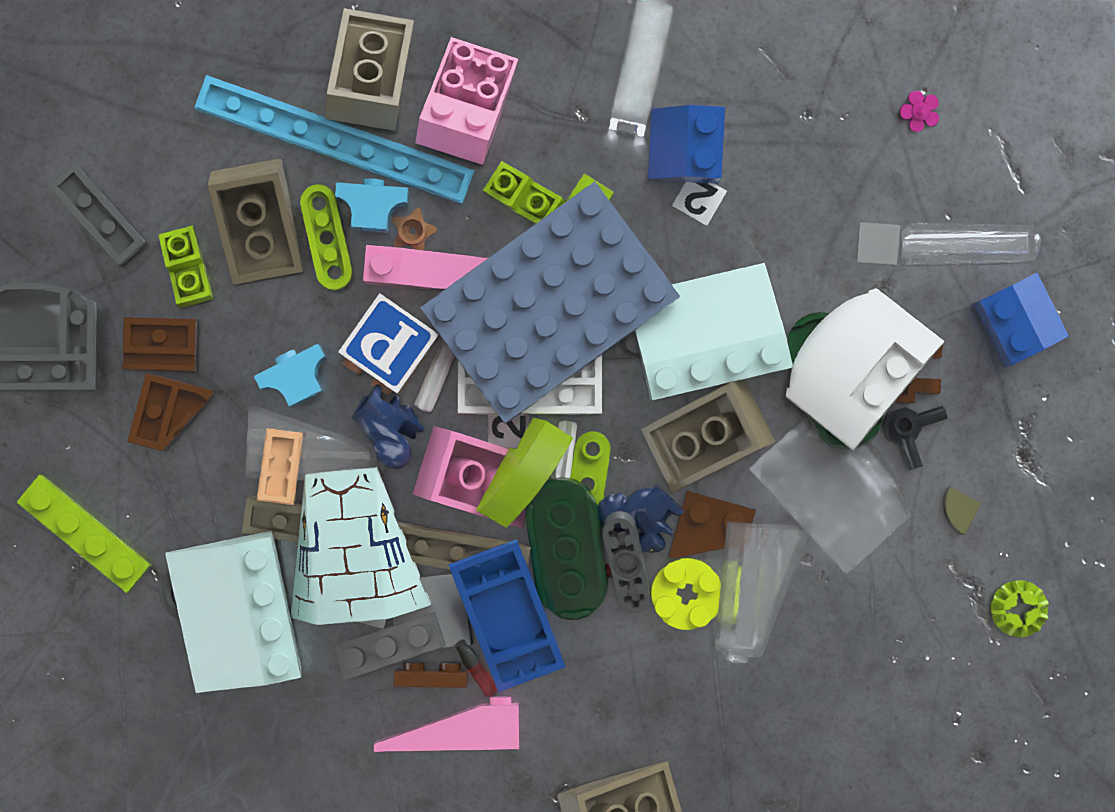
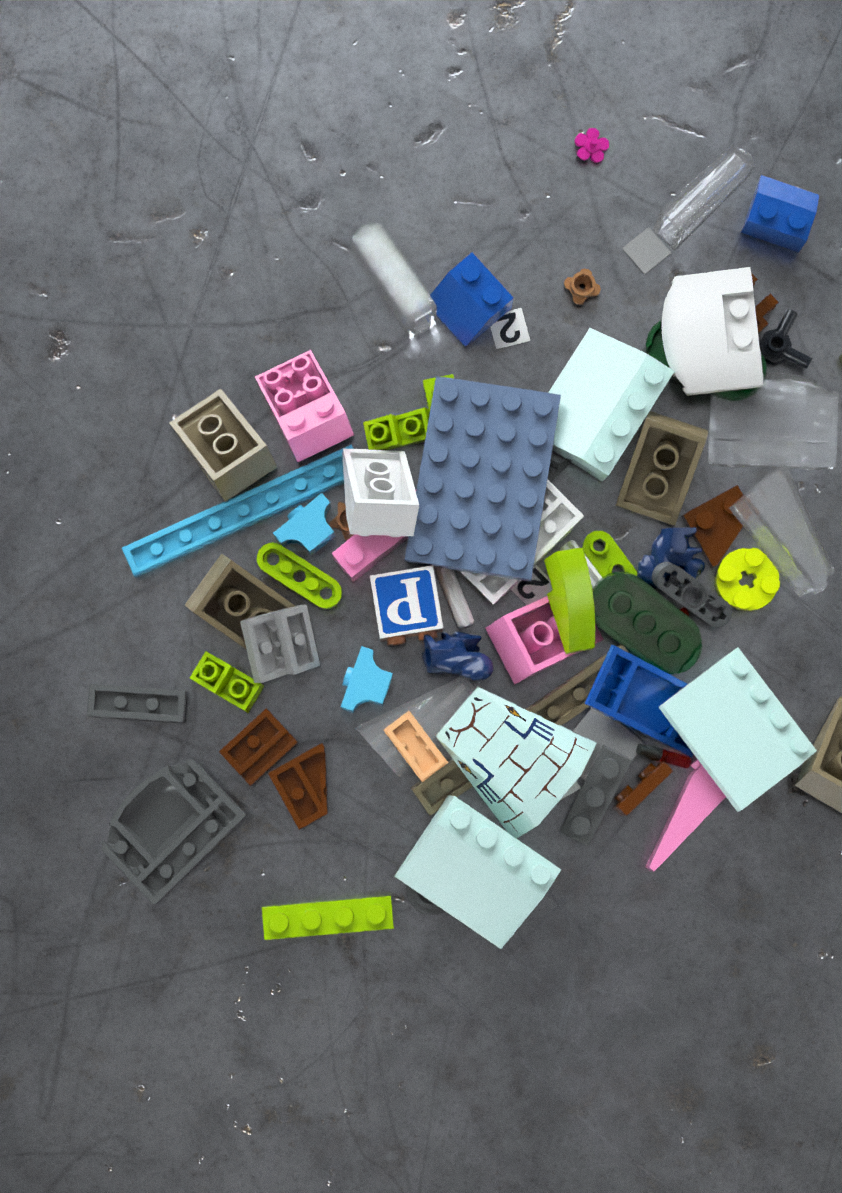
camera: 40 degrees left, 5 degrees down
(256, 277) = (280, 643): none -> light grey slope
(453, 232) = (379, 493): none -> white slope
(552, 705) = (737, 729): none -> light aqua slope
(802, 217) = (583, 277): none -> medium nougat plate

